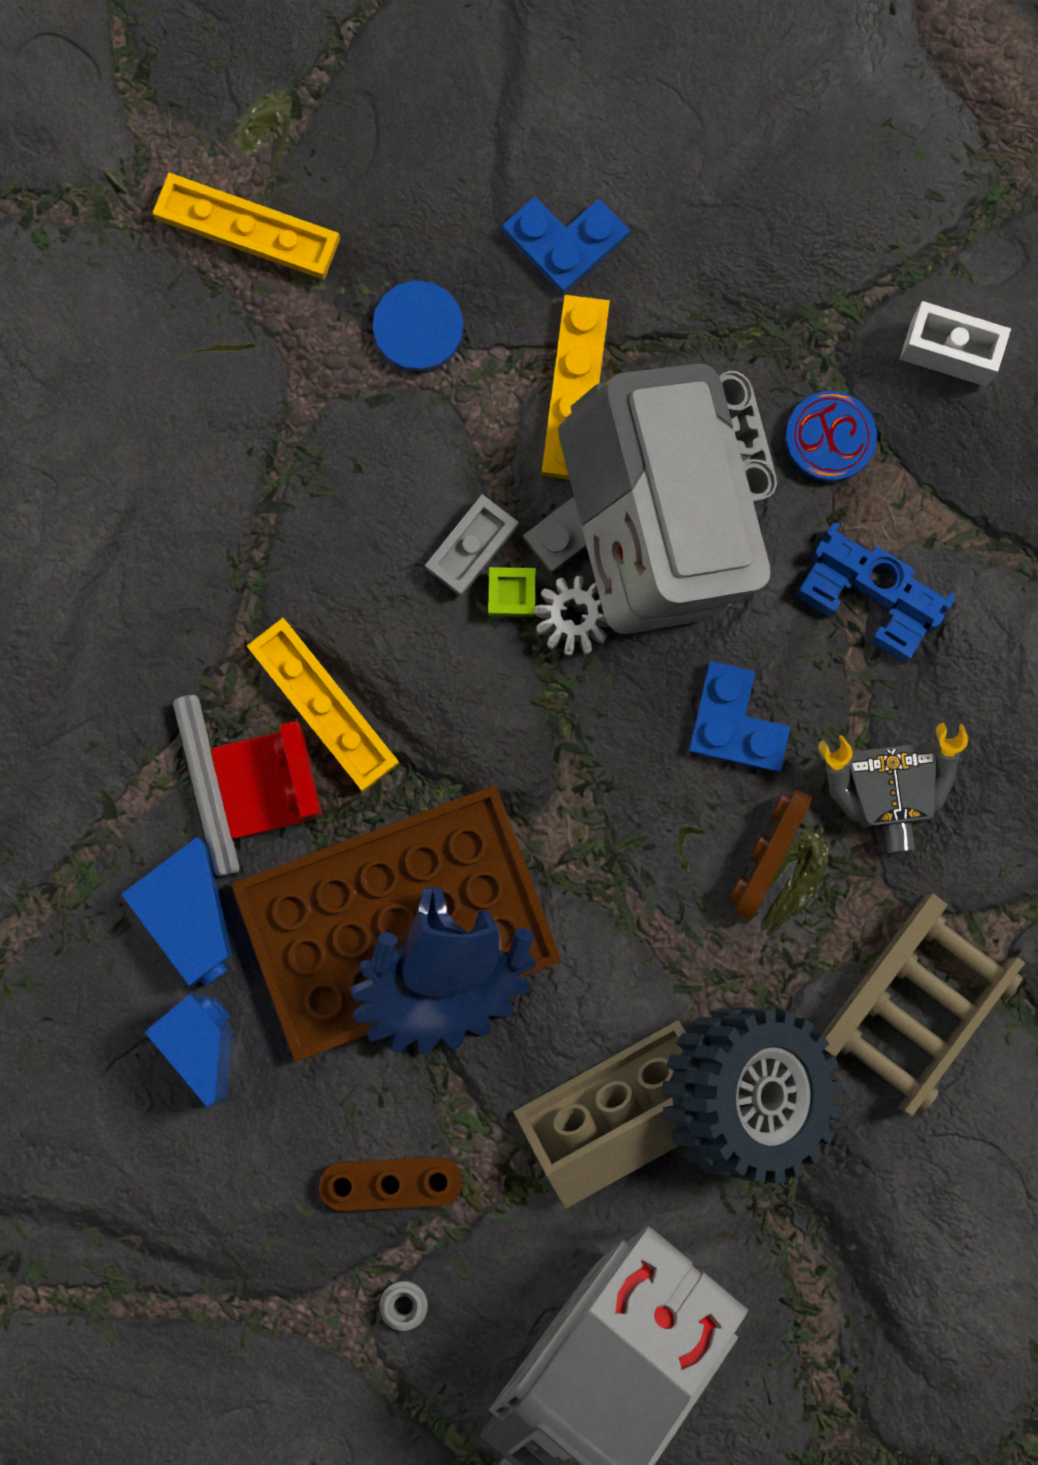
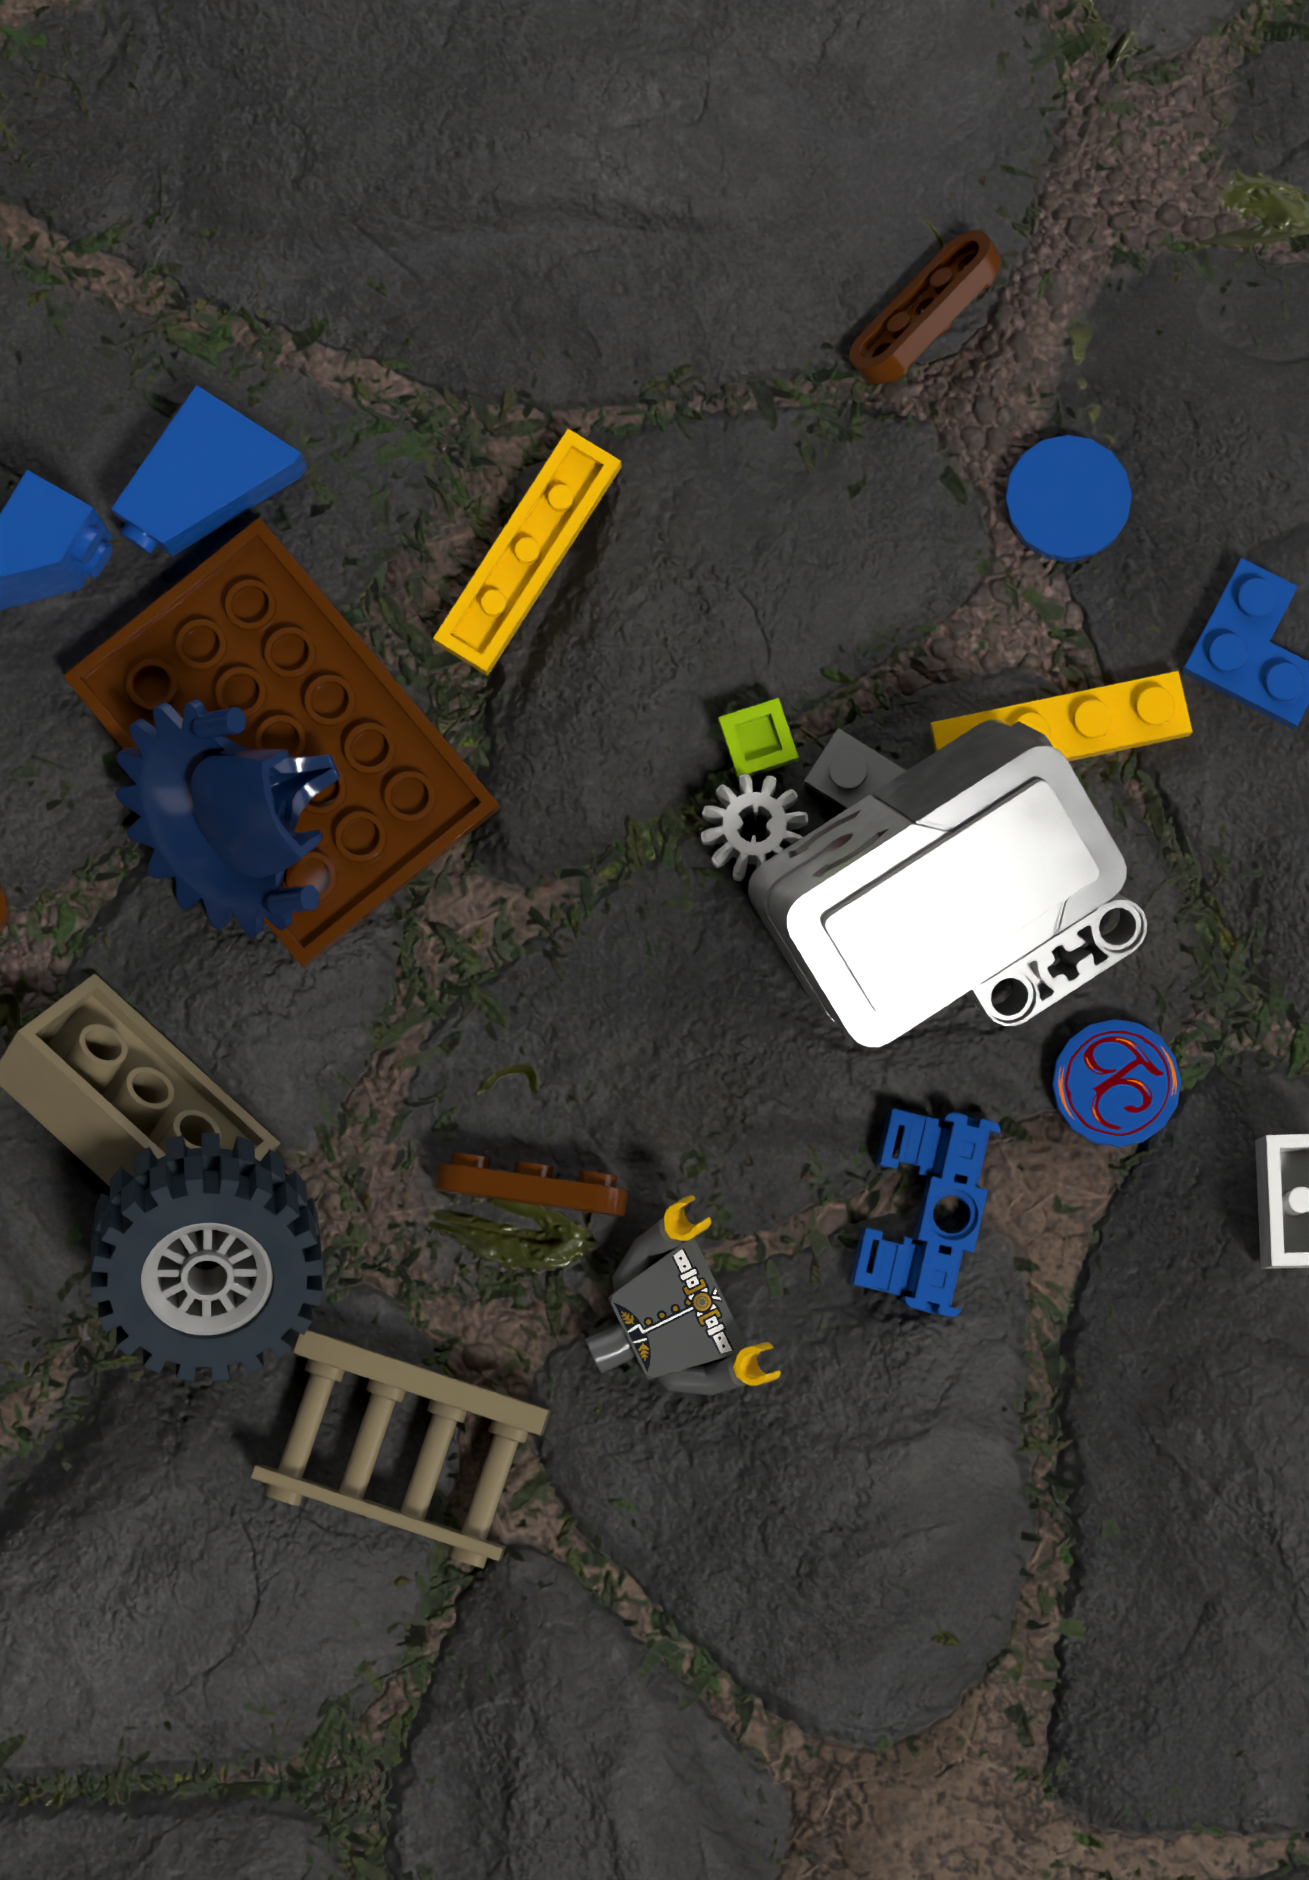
camera: 80 degrees right, 0 degrees up
(206, 785) = (375, 444): light grey axle -> none
(246, 226) = (1119, 233): yellow plate -> none
(250, 373) = (925, 308): none -> reddish brown plate
(267, 782) = (404, 518): red bracket -> none
(471, 545) = (801, 666): light grey plate -> none
(725, 731) = (677, 1073): blue plate -> none

